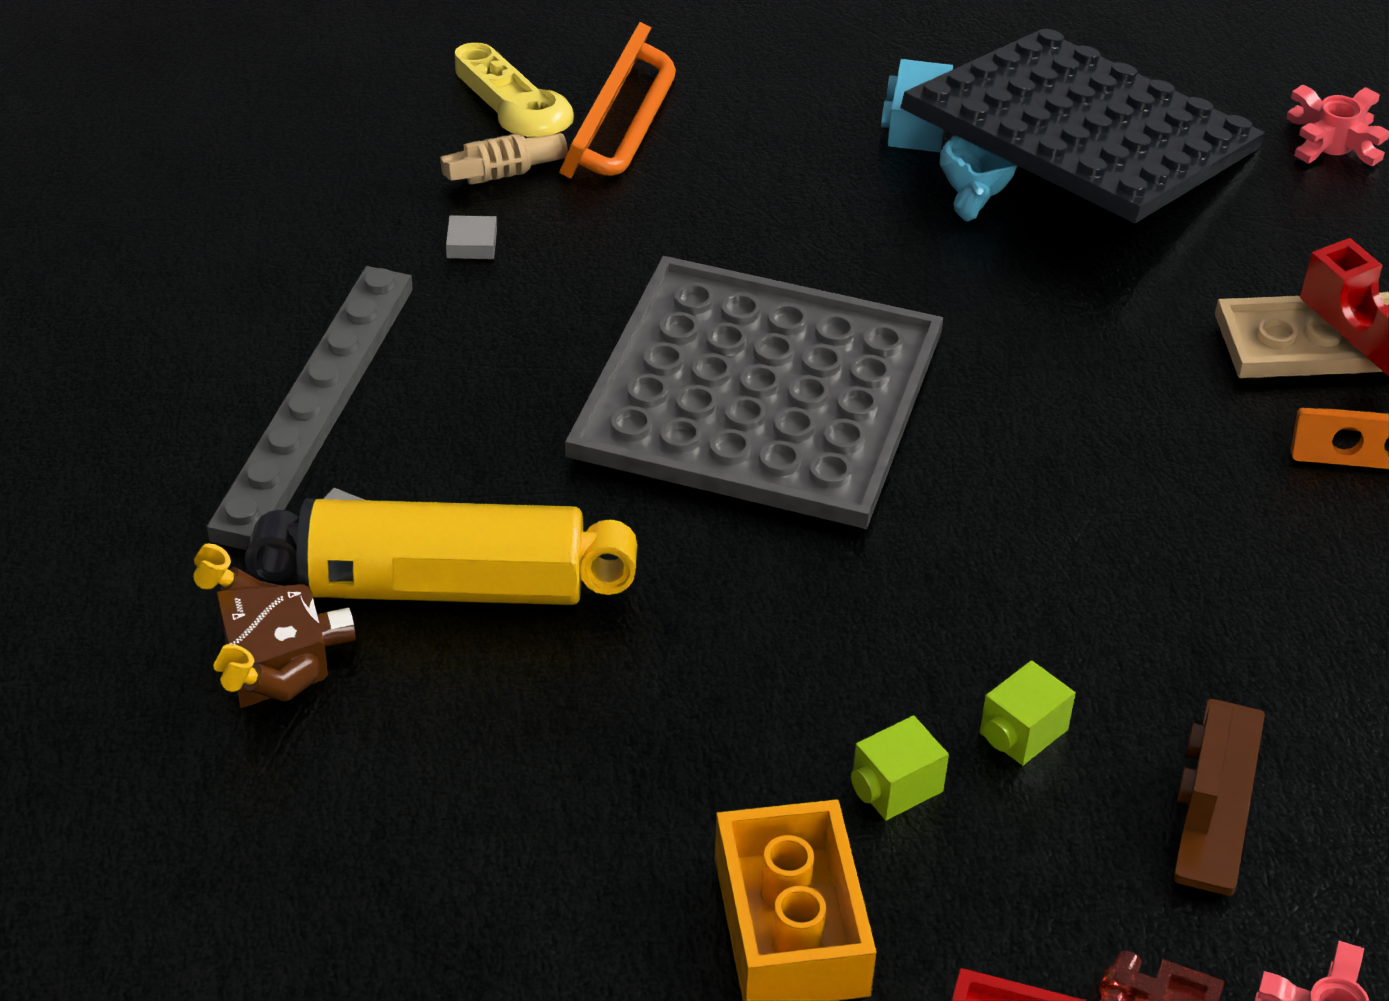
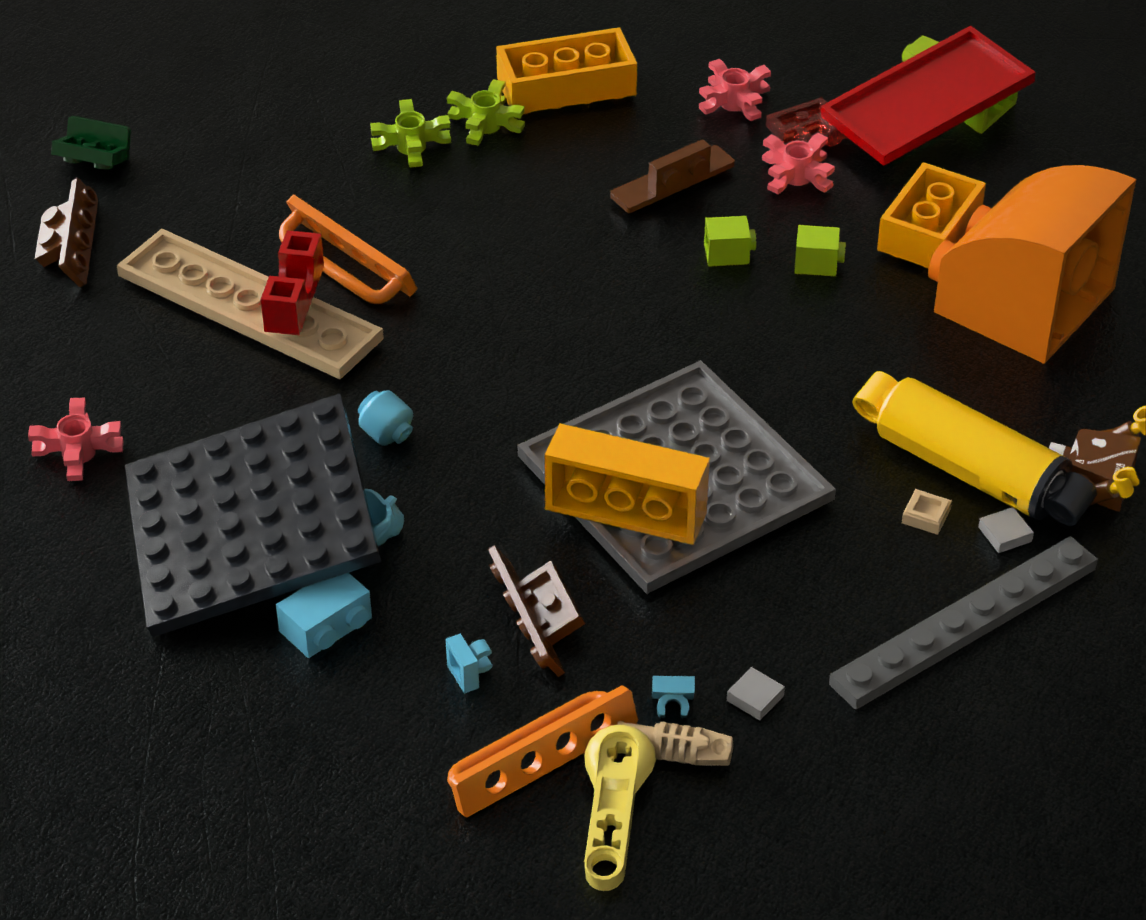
camera: 140 degrees left, 0 degrees up
(450, 488) = (926, 511): none -> tan tile
(545, 189) = (673, 689): none -> medium azure tile
(562, 832) = (1037, 258): none -> orange brick
(748, 192) = (543, 604): none -> bracket
(752, 125) = (467, 661): none -> medium azure tile
(760, 269) = (626, 483): none -> light orange brick
(1084, 918) = (798, 163): none -> coral pin
(1104, 280) = (385, 417): none -> medium azure head

